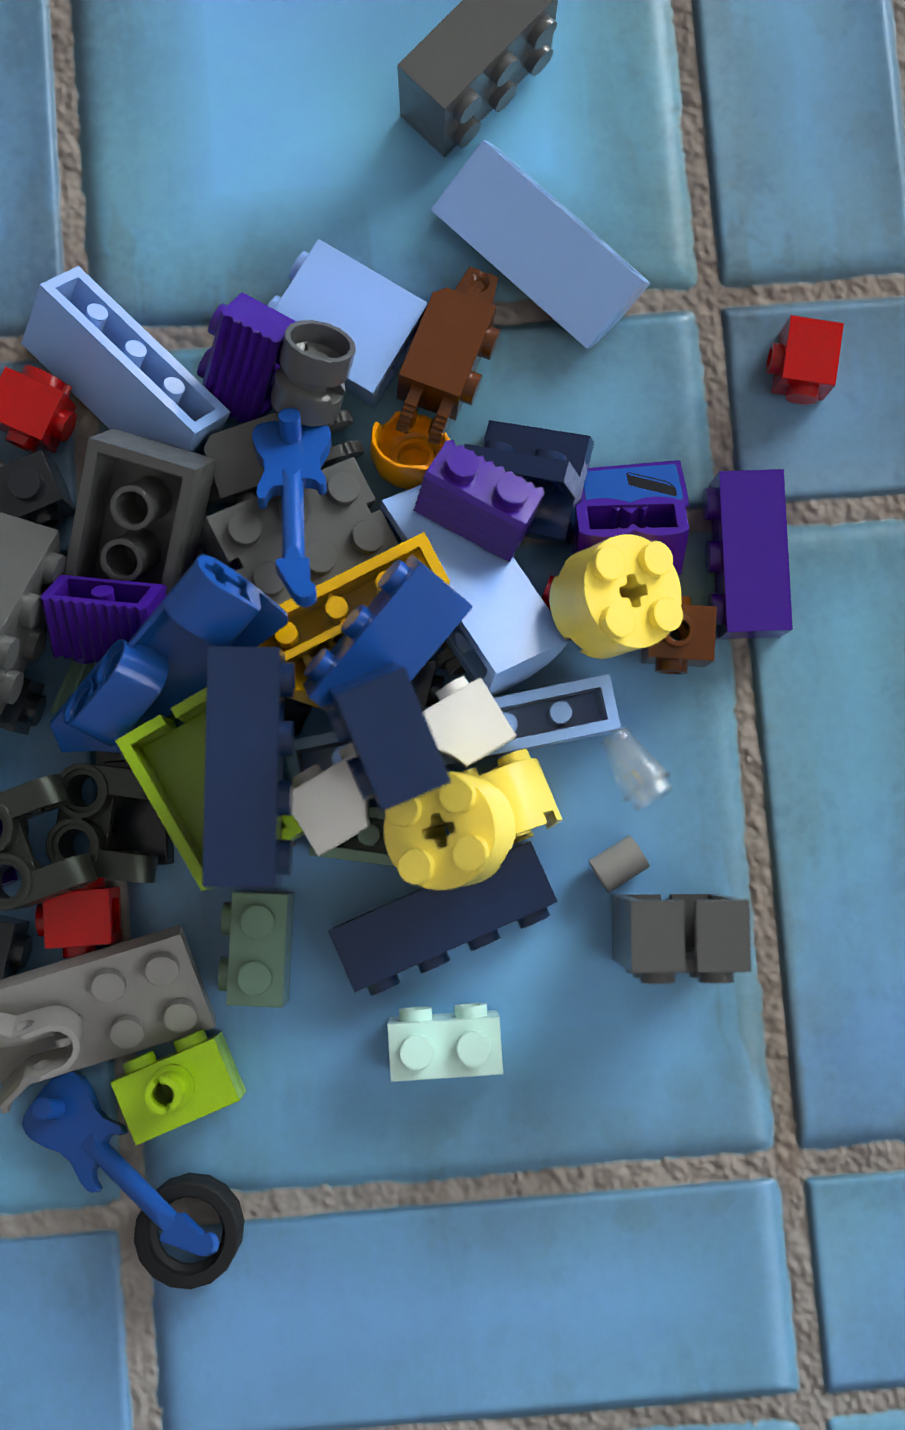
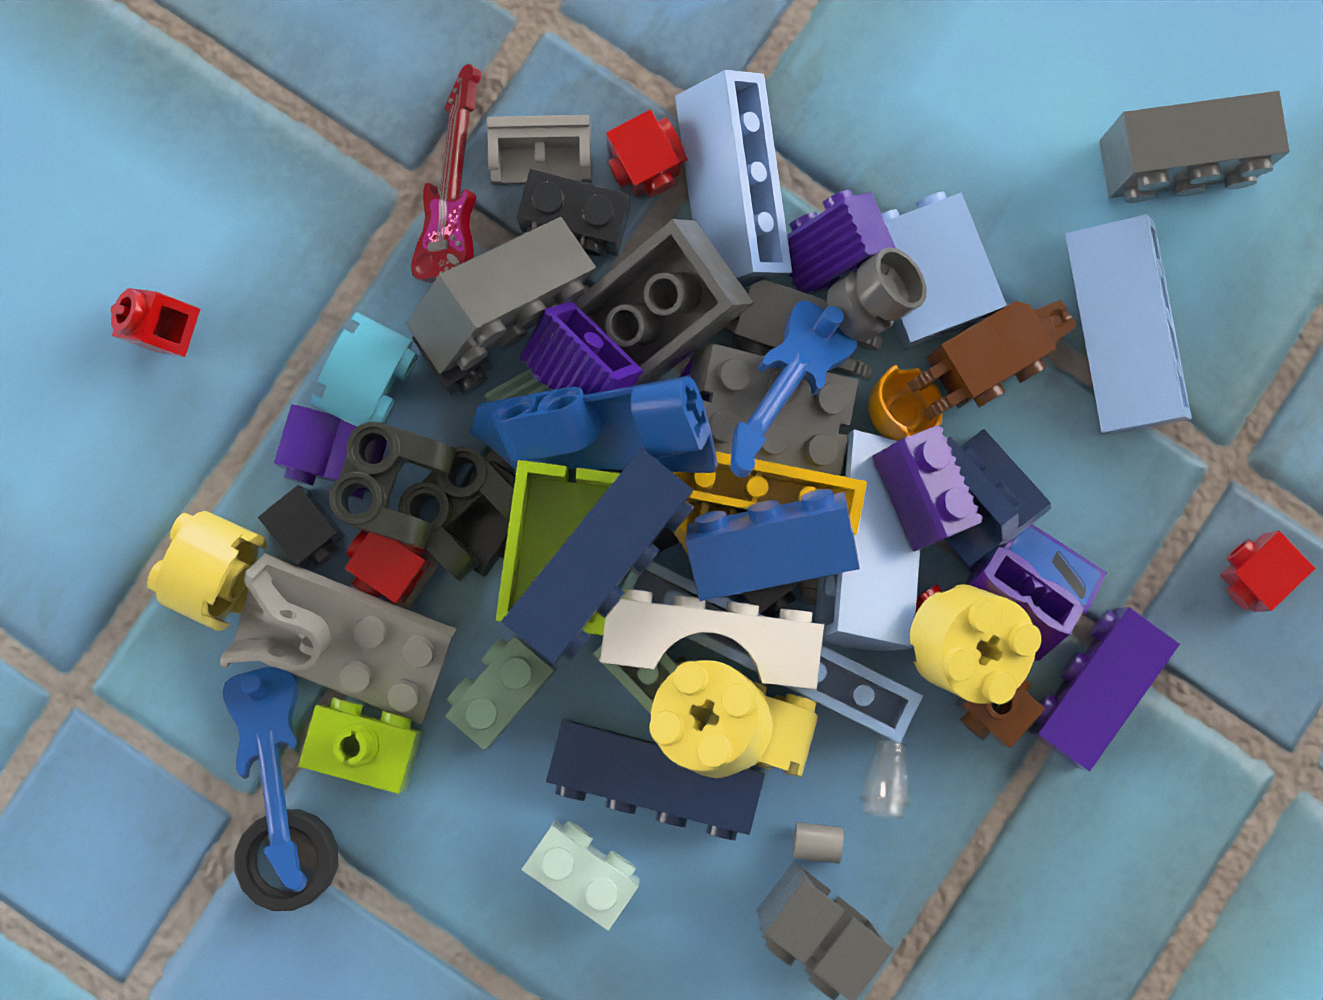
camera: 45 degrees right, 0 degrees up
(389, 736) = (722, 617): dark blue brick -> none

